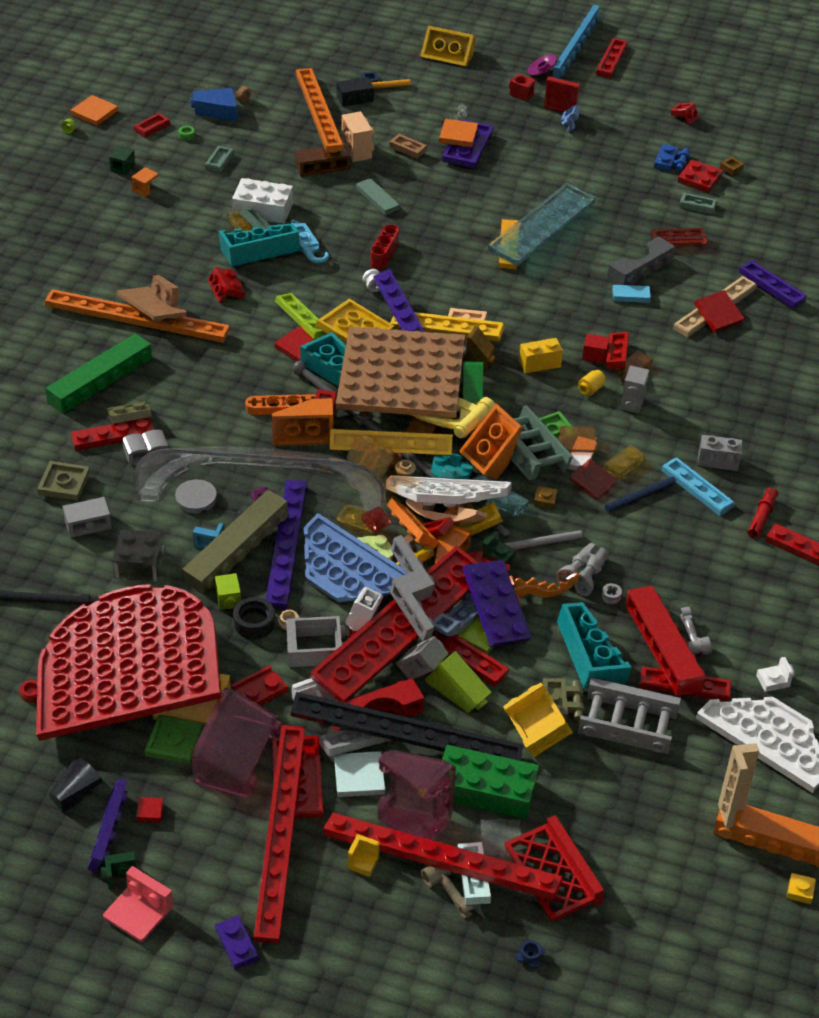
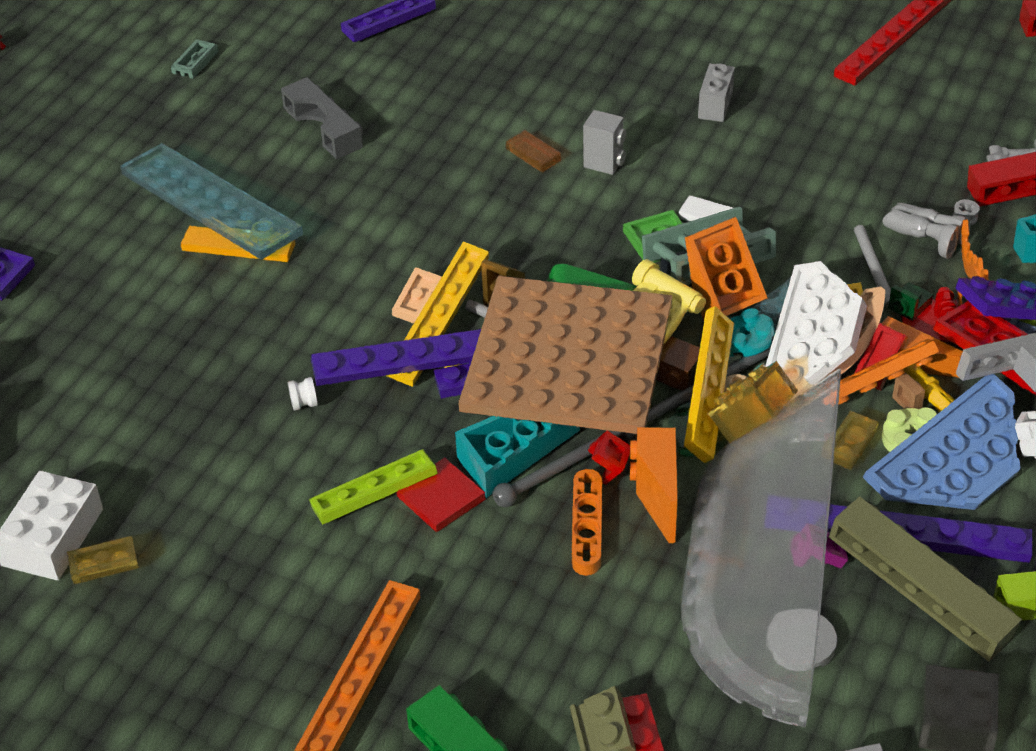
camera: 80 degrees left, 0 degrees up
(139, 445) = (692, 704): light grey brick -> none
(156, 302) = (311, 680): medium nougat bracket -> none
(203, 537) = (906, 611): dark azure bracket -> none
(224, 283) = (269, 588): red bracket -> none
(254, 218) = (108, 533): sand green tile -> none
(259, 244) = (176, 542): teal wedge -> none
(309, 243) = (173, 475): medium azure plate -> none
(350, 315) = (418, 417): yellow plate -> none
(376, 519) = (863, 414): clear red plate -> none
(377, 196) = (72, 381): sand green tile -> none
(384, 246) = (218, 375): red beam -> none
(540, 355) = (512, 227): yellow brick -> none
(545, 497) = (790, 254): pearl gold plate -> none
(578, 439) = (684, 207): clear orange piece -> none
(591, 382) = (571, 187): yellow brick -> none
(593, 479) = (759, 206): clear red piece -> none
(595, 348) = (504, 171): red panel -> none
(617, 350) = (510, 155): red plate -> none
(624, 461) = (721, 178): clear yellow plate -> none
(631, 293) = (379, 137): medium azure tile -> none
(640, 494) = (782, 171): dark blue bar -> none
(670, 157) = (79, 73): blue plate -> none
(681, 236) = (269, 80): clear red plate -> none
(694, 320) = (420, 70): tan tile -> none
(698, 486) = (765, 123): medium azure tile -> none
(700, 176) = (134, 50): red plate -> none
(719, 311) = (440, 61): red tile -> none
(732, 165) = (125, 17): pearl gold plate -> none
(765, 507) = (823, 78): red pin -> none

